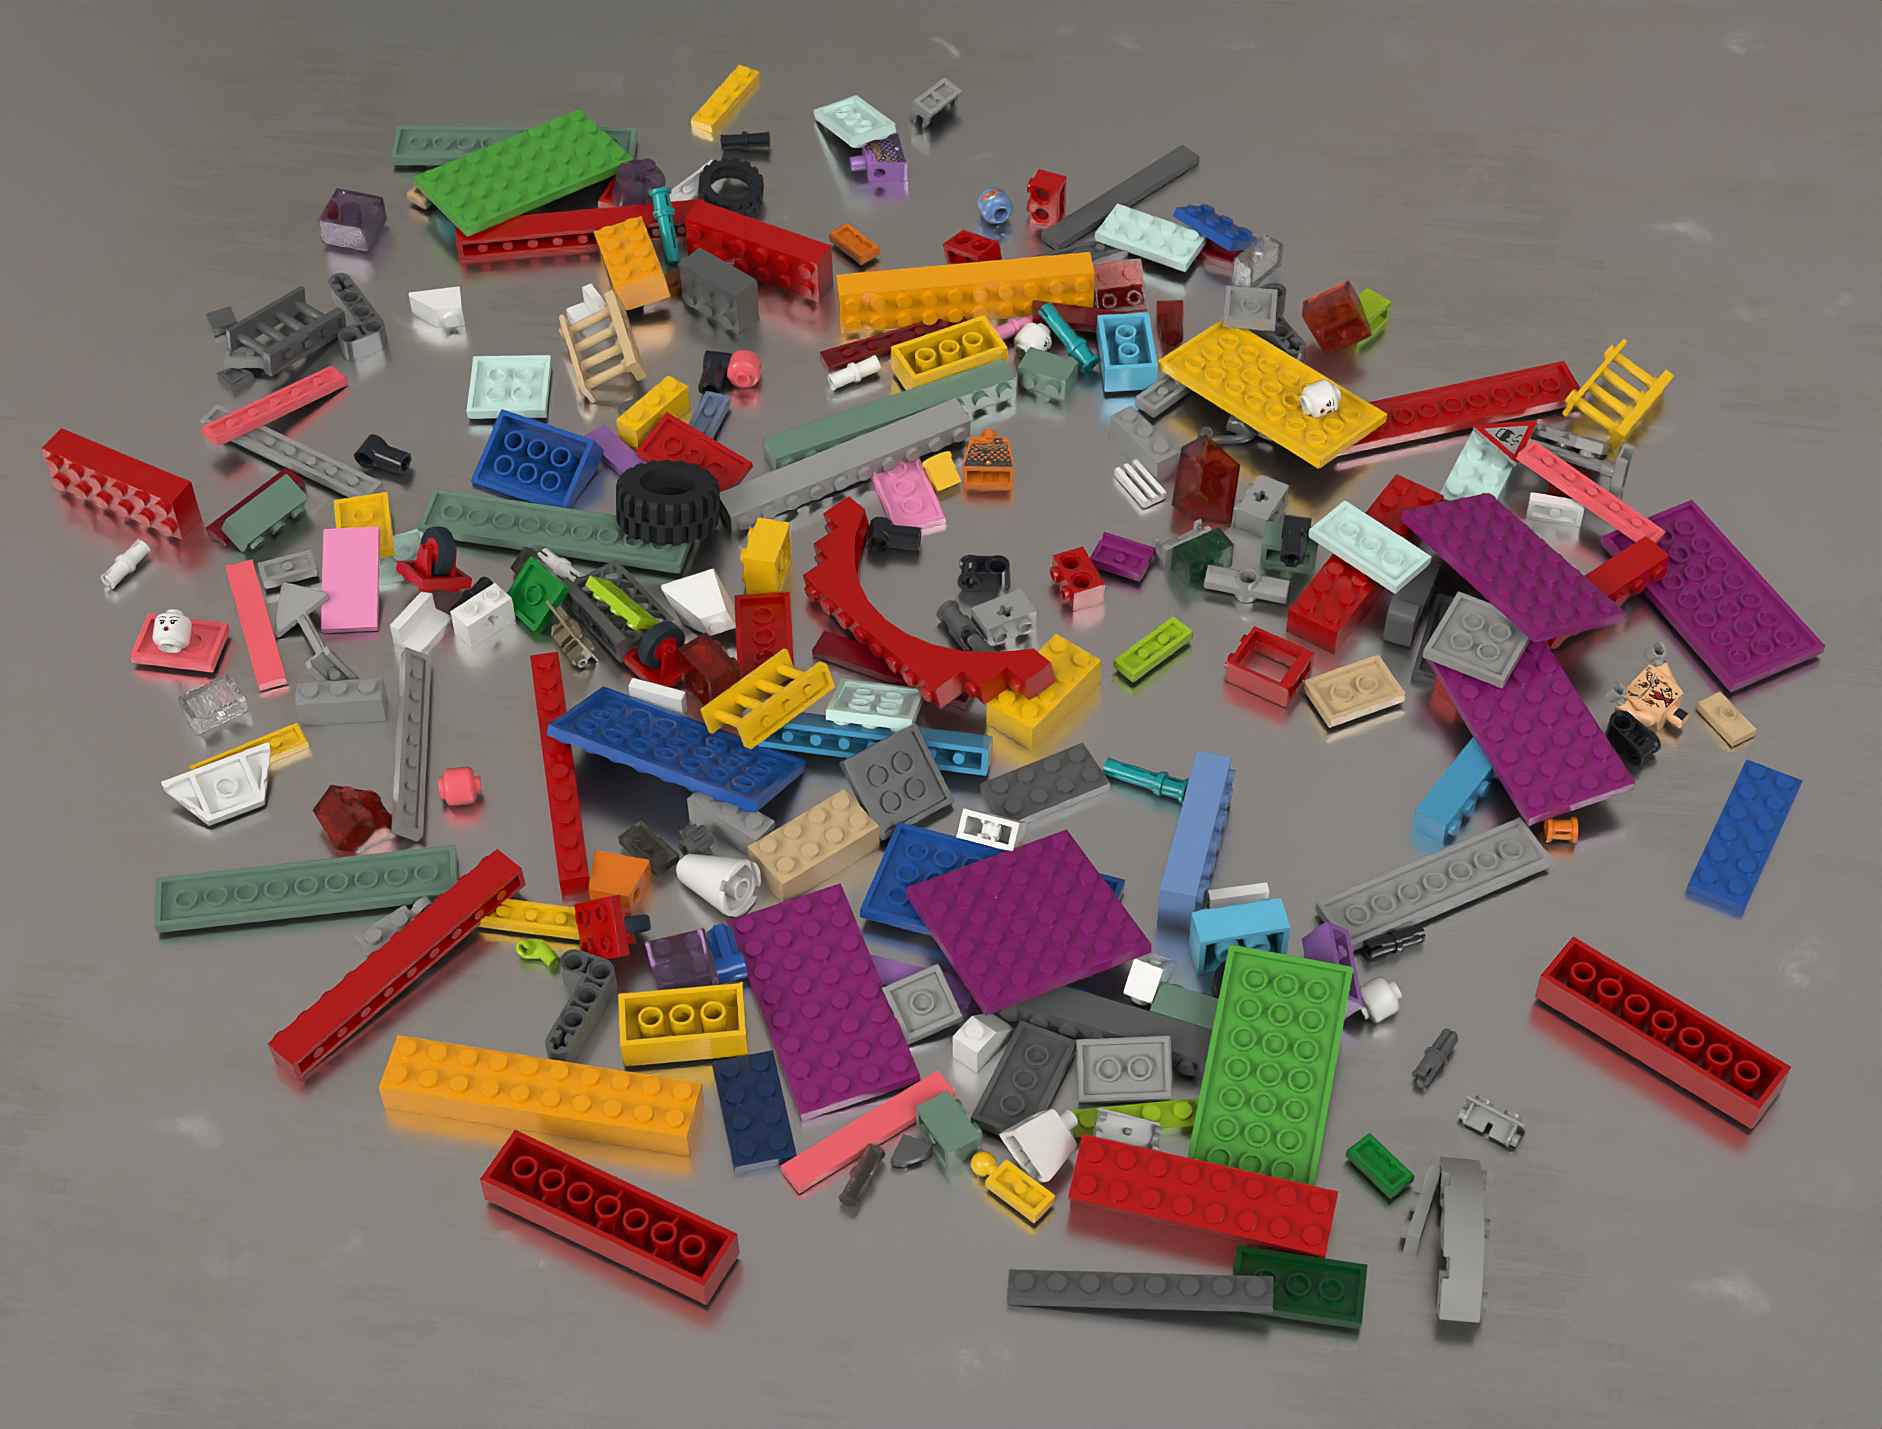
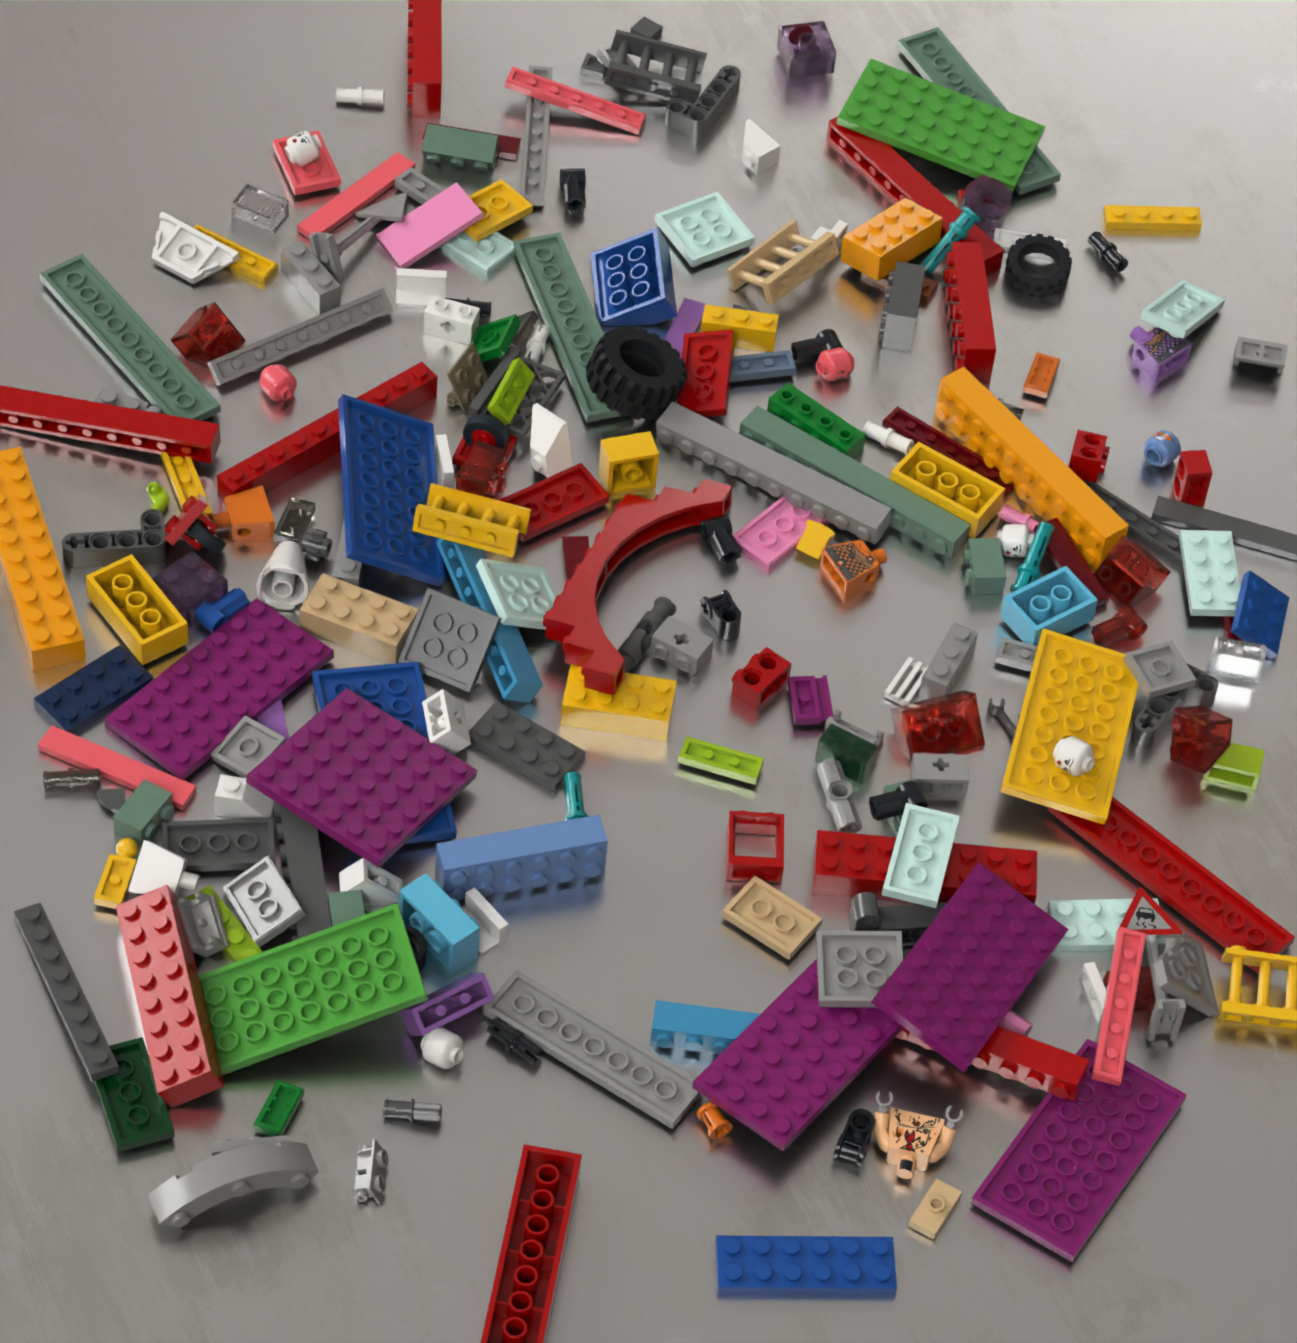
camera: 55 degrees right, 0 degrees up
(435, 564) = (470, 266): plate -> none
(802, 408) = (816, 420): none -> green brick

